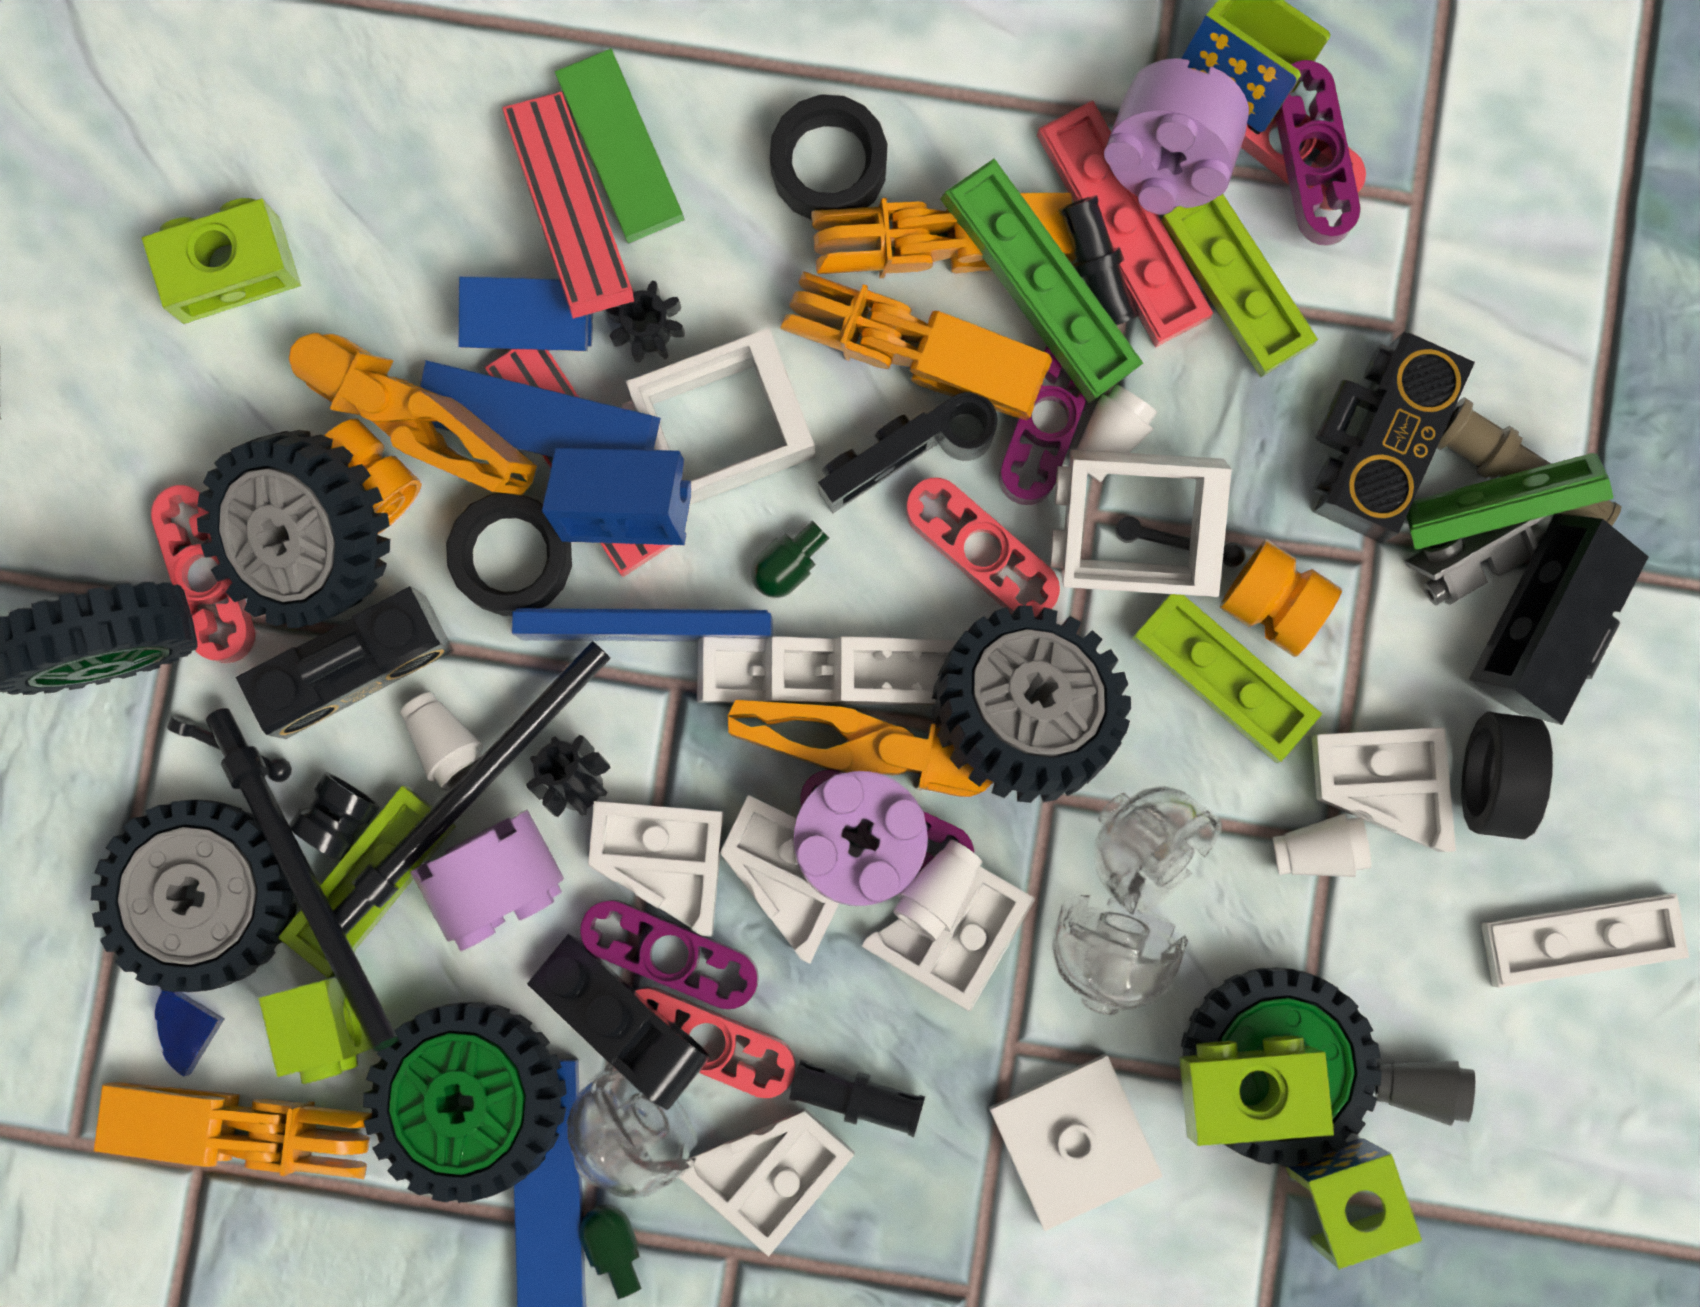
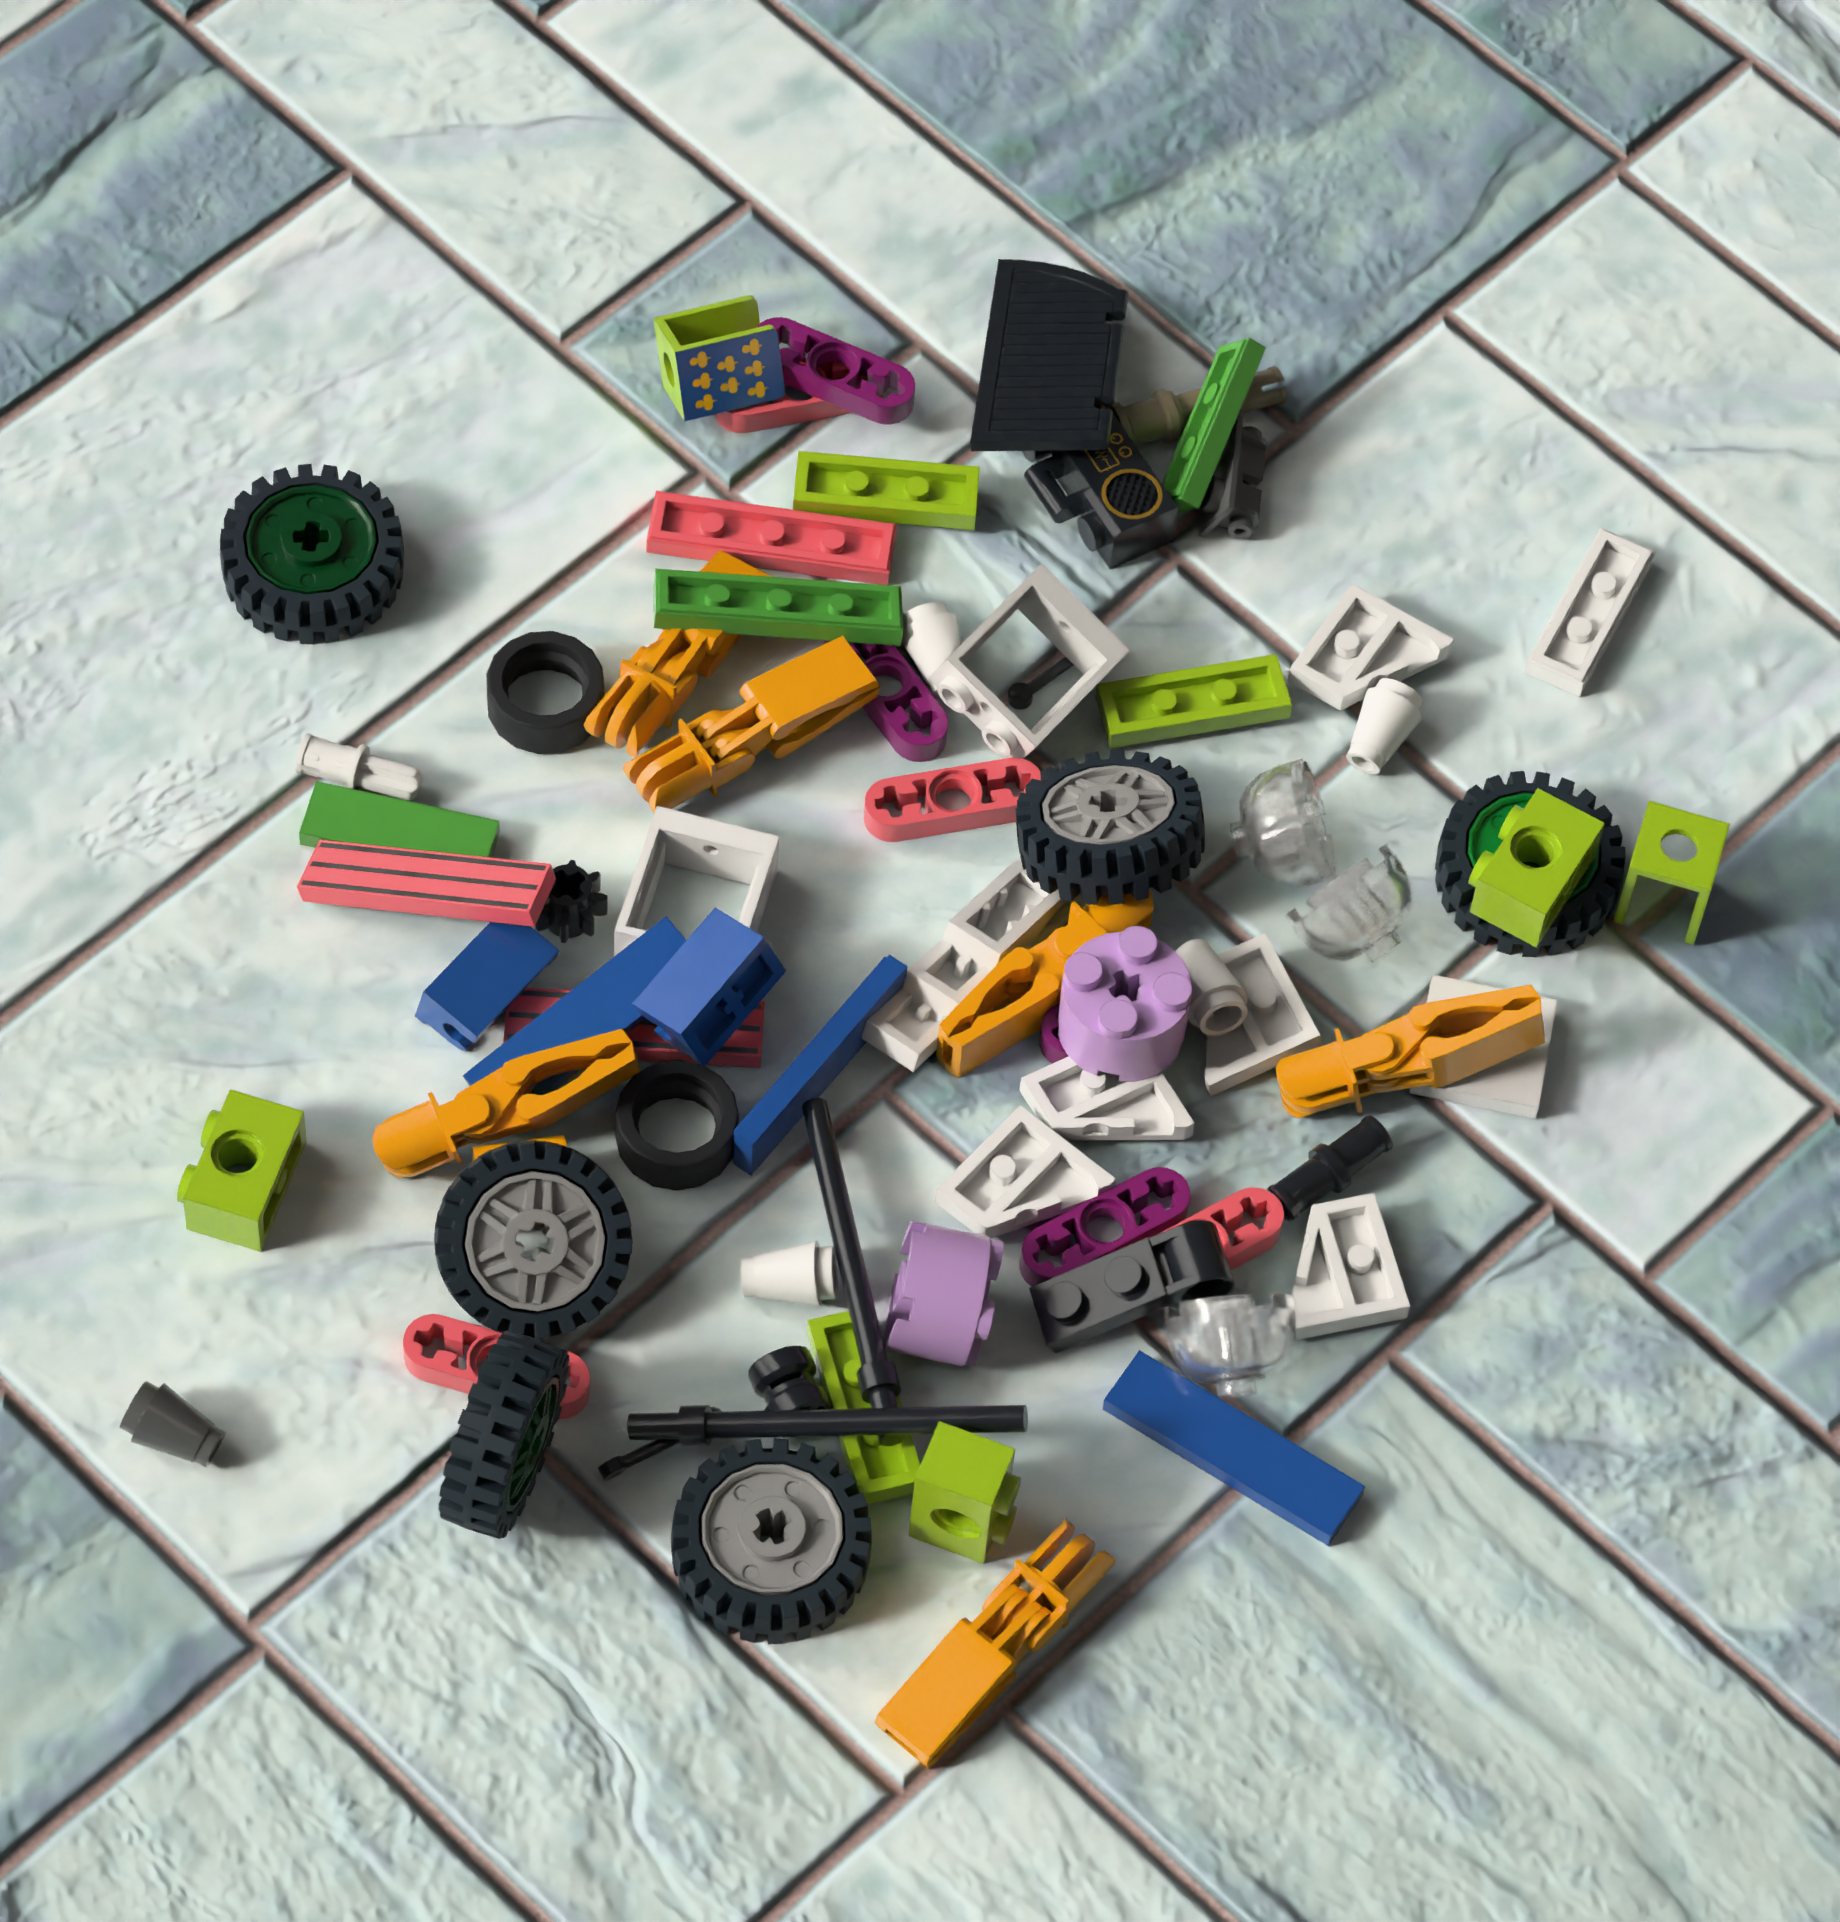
camera: 60 degrees left, 25 degrees down
(184, 1030) = (875, 1636): clear blue tile -> none
(344, 664) = (670, 1295): black piece -> none
(457, 1148) = (1129, 1482): wheel -> none
(568, 775) = (899, 1193): black gear -> none
(611, 1247) = (1315, 1424): dark green cylinder -> none
(649, 70) = (357, 768): none -> white axle
(787, 562) = (849, 936): dark green cylinder -> none
(902, 443) = (820, 789): black plate -> none
(937, 1045) = (1424, 1048): none -> light orange arm
(1097, 258) = (783, 559): black pin -> none
(1177, 135) = (745, 441): lavender brick -> none
(1281, 598) = (1170, 619): light orange wheel -> none
(1429, 1089) = (1630, 775): dark grey cone -> none
(1465, 320) = (1048, 360): none -> black piece
(1506, 775) = (1425, 535): black tyre -> none
(1559, 617) = (1327, 457): black piece -> none

